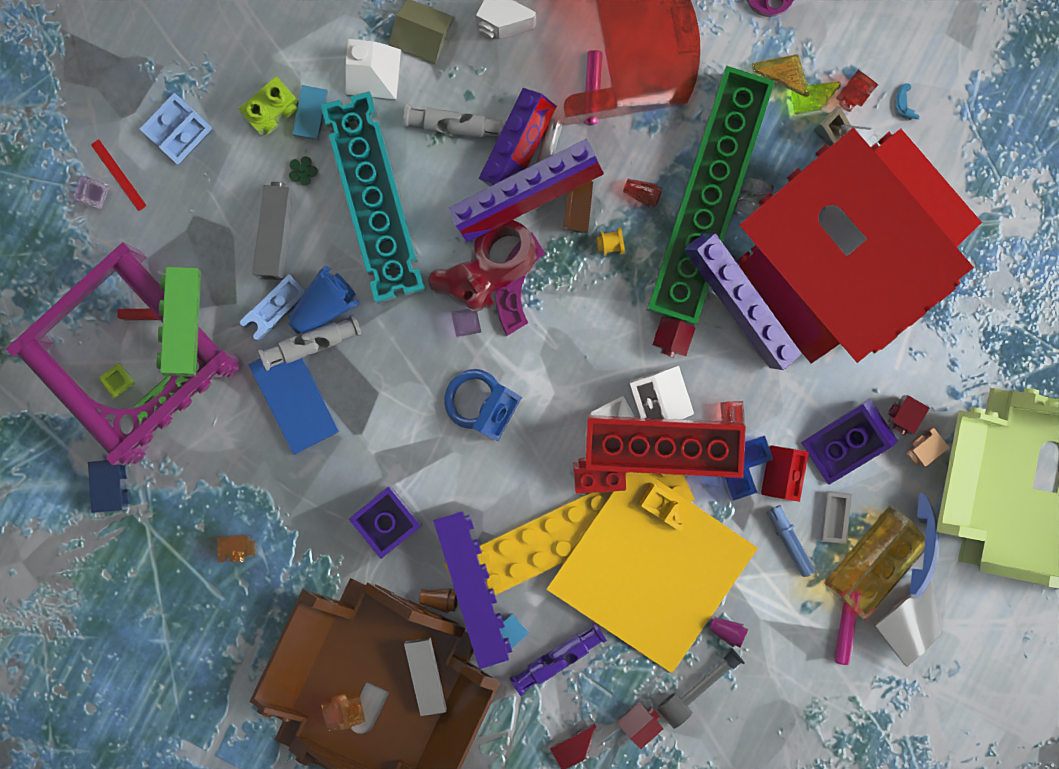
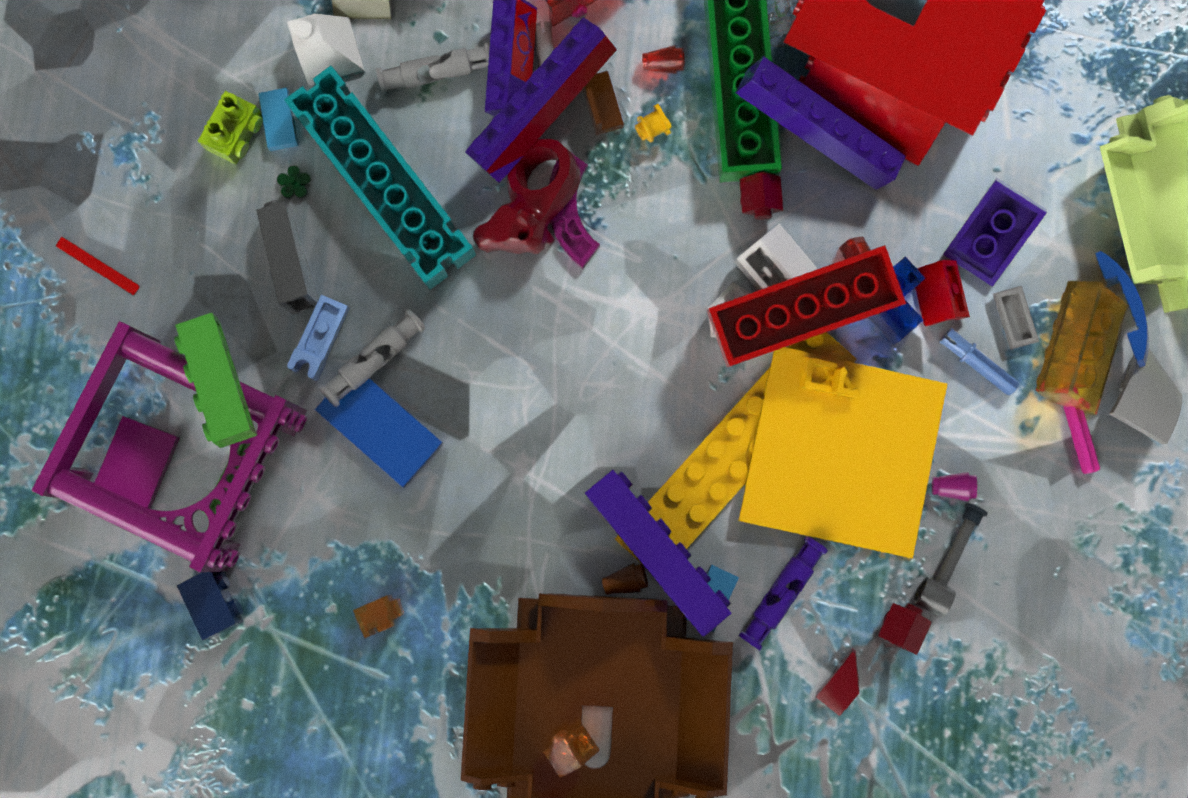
camera: 15 degrees left, 5 degrees down
(91, 192) = (74, 294): clear purple slope -> none
(91, 349) = (137, 461): none -> magenta tile
(116, 380) = (177, 485): lime tile -> none
(136, 314) = (172, 403): red tile -> none
(175, 128) = (140, 191): light blue slope -> none
(322, 302) = (368, 309): blue cone -> none
(385, 522) = (532, 518): dark purple brick -> none
(425, 676) = (645, 671): light grey tile -> none
(465, 323) = (532, 271): clear purple slope -> none
(495, 410) = (603, 348): blue tile -> none
(597, 481) = (744, 376): red bracket -> none
(907, 415) = (1044, 177): dark red brick -> none
(926, 448) = (1079, 204): light nougat brick -> none

